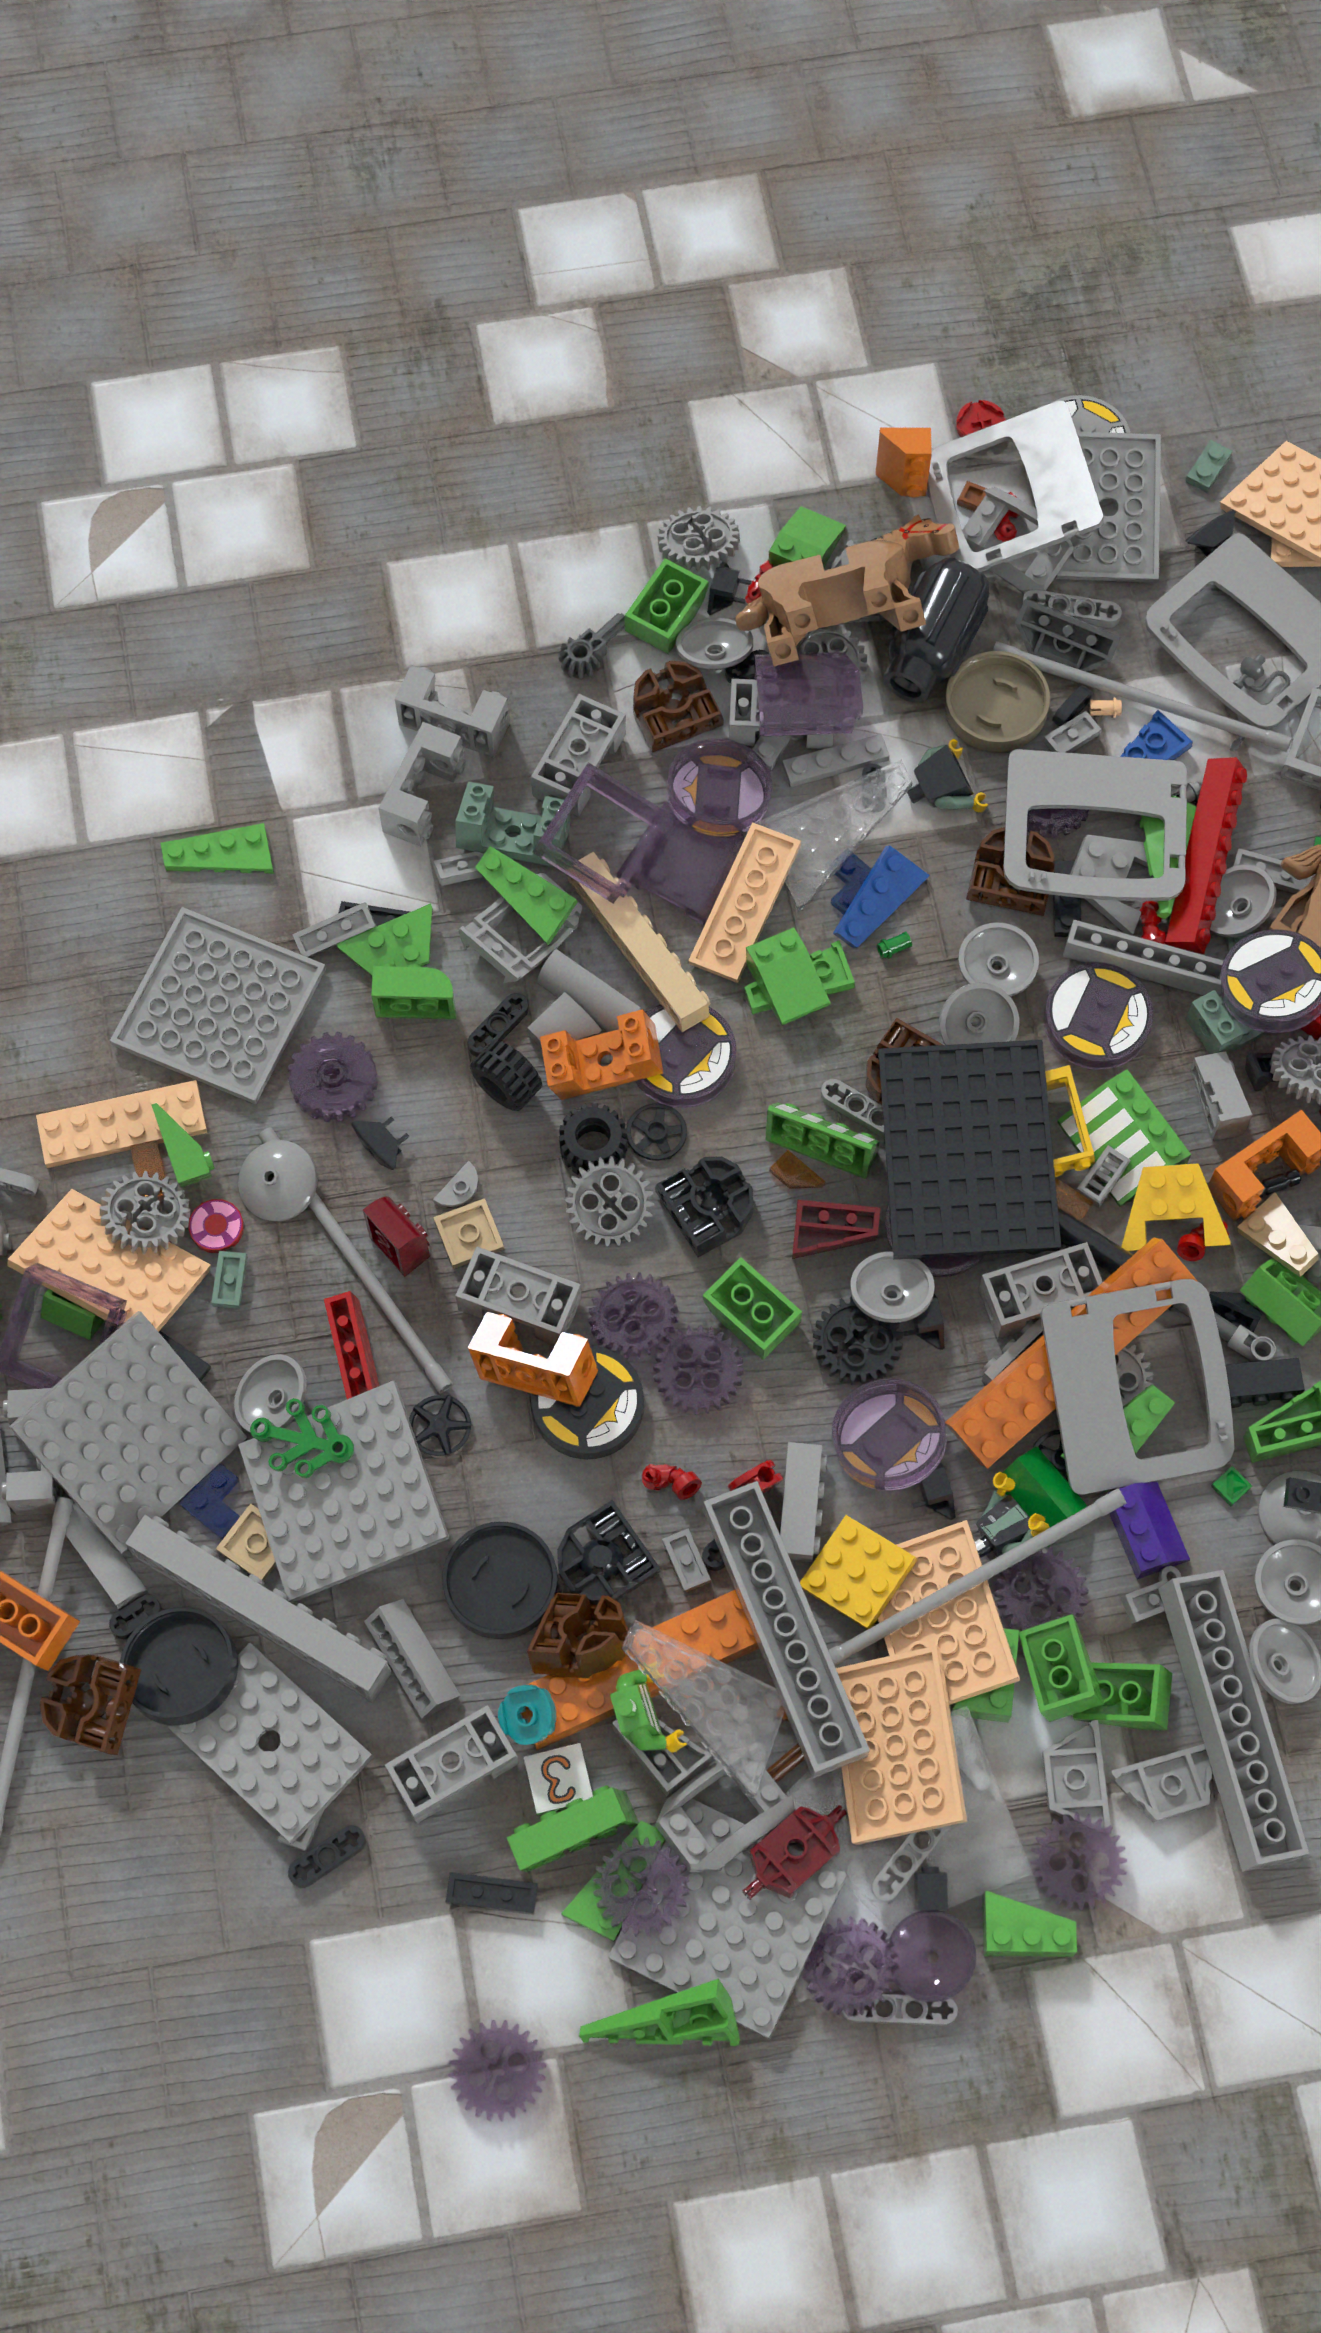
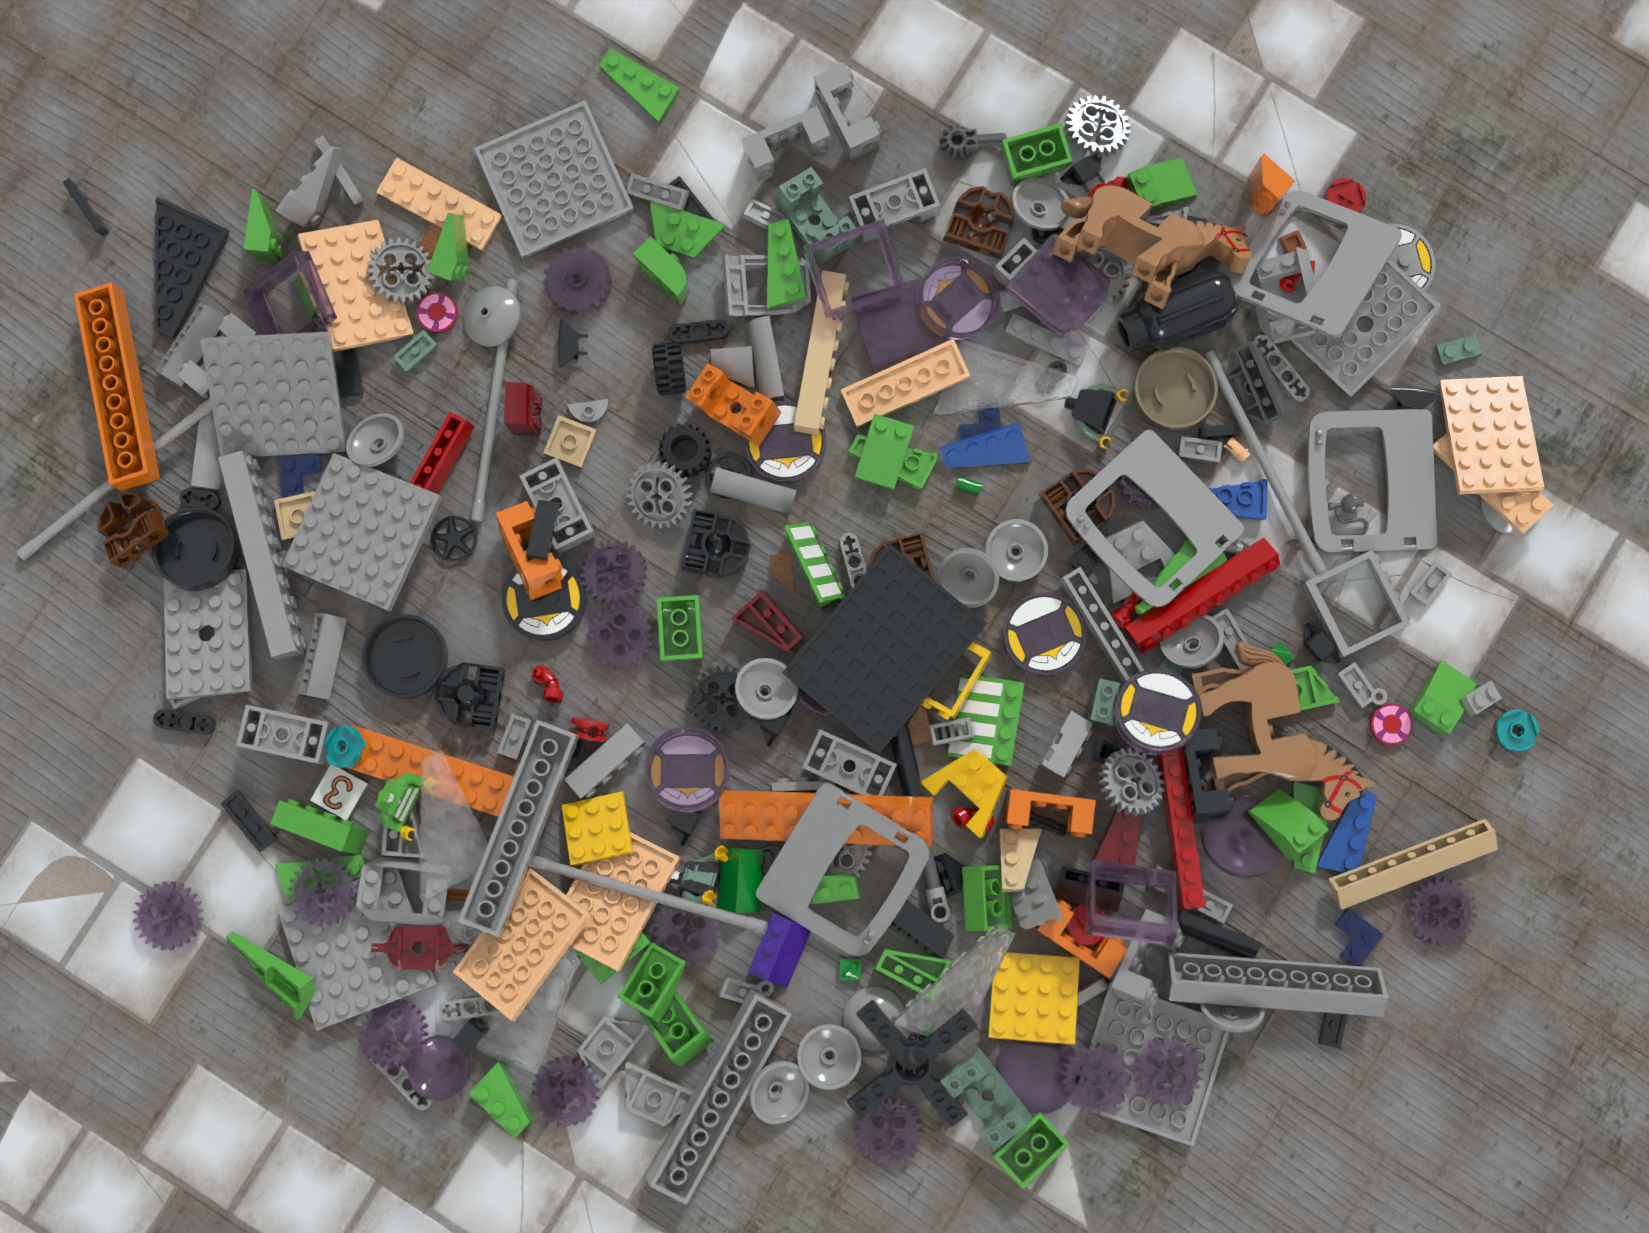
camera: 45 degrees right, 15 degrees up
(306, 1440) = (364, 485): green plant -> none
(532, 1319) = (542, 530): none -> black tile
(569, 1617) = (398, 728): reddish brown connector -> none
(695, 1121) = (753, 491): none -> light grey brick

